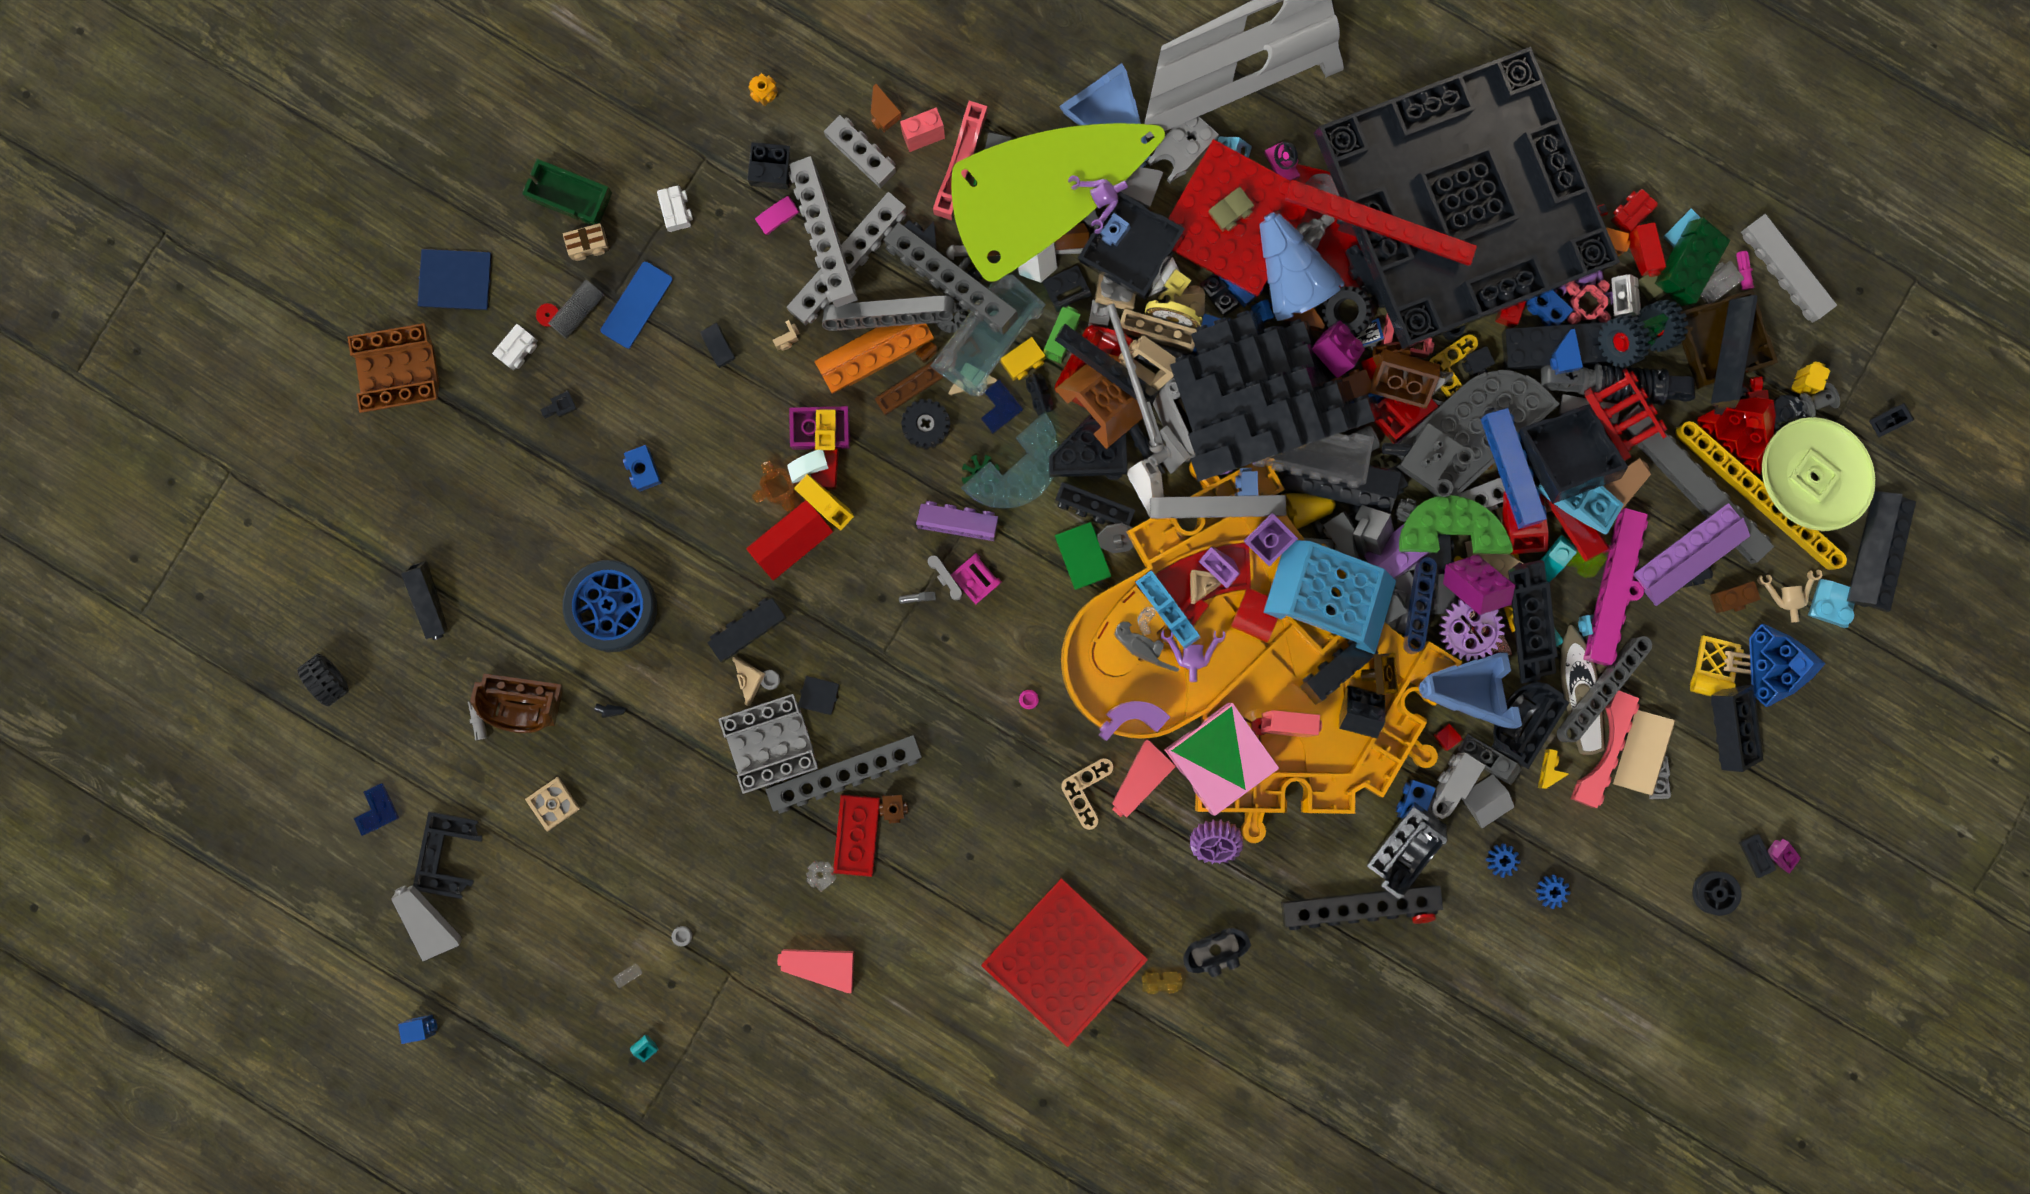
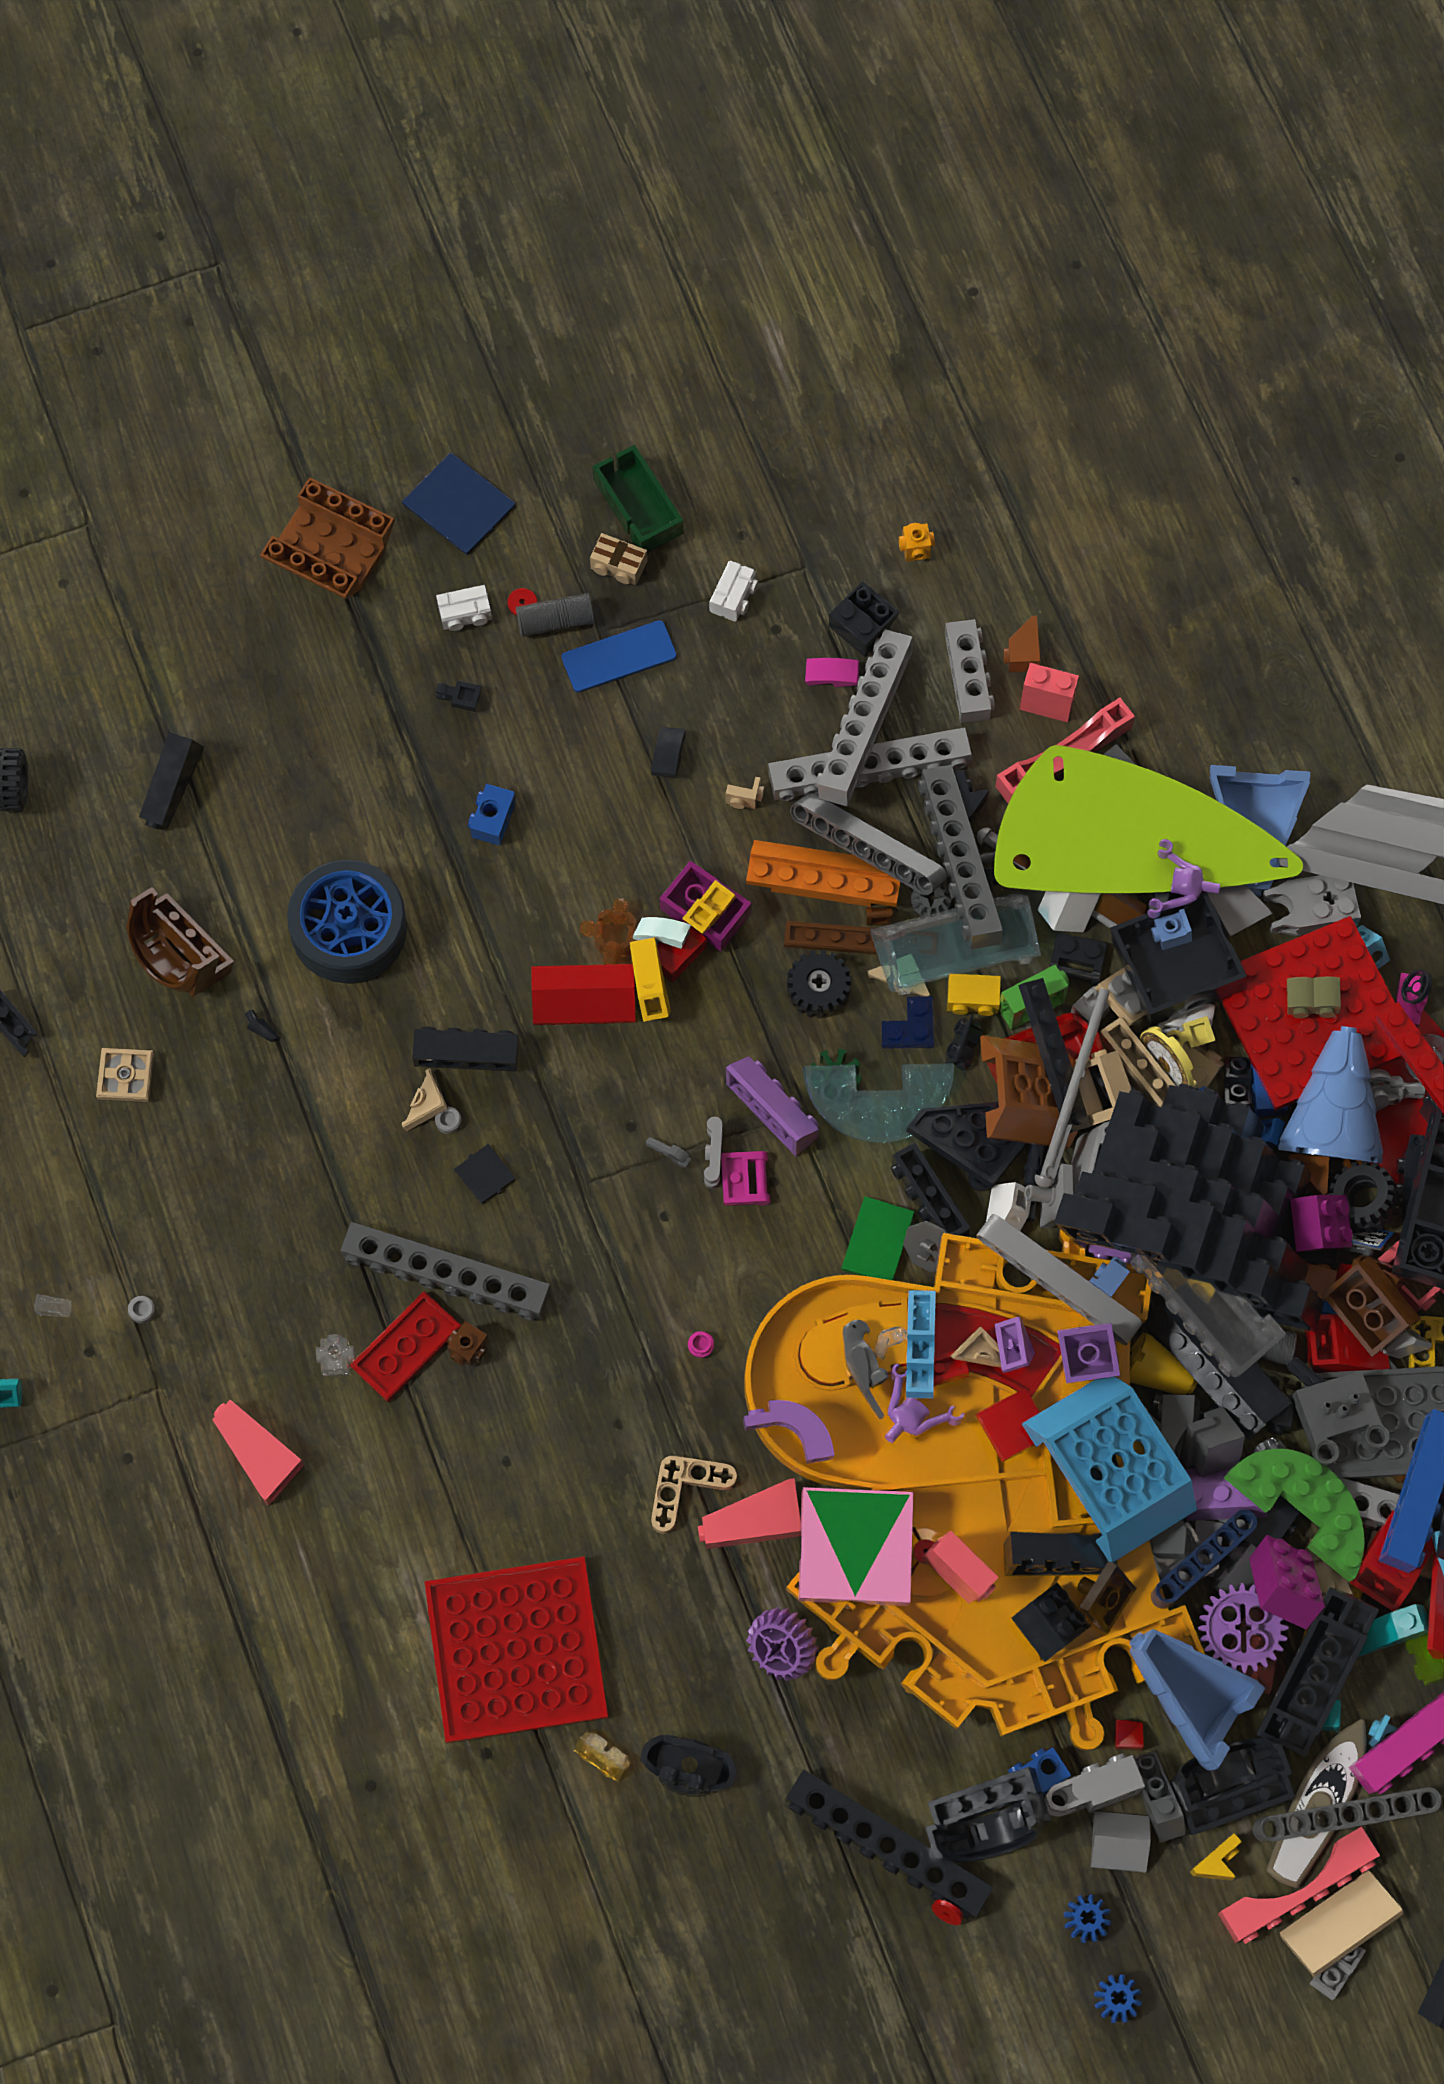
camera: 40 degrees right, 15 degrees down
(478, 724) = (118, 941): light grey pin -> none
(769, 743) = (394, 1178): light grey slope -> none

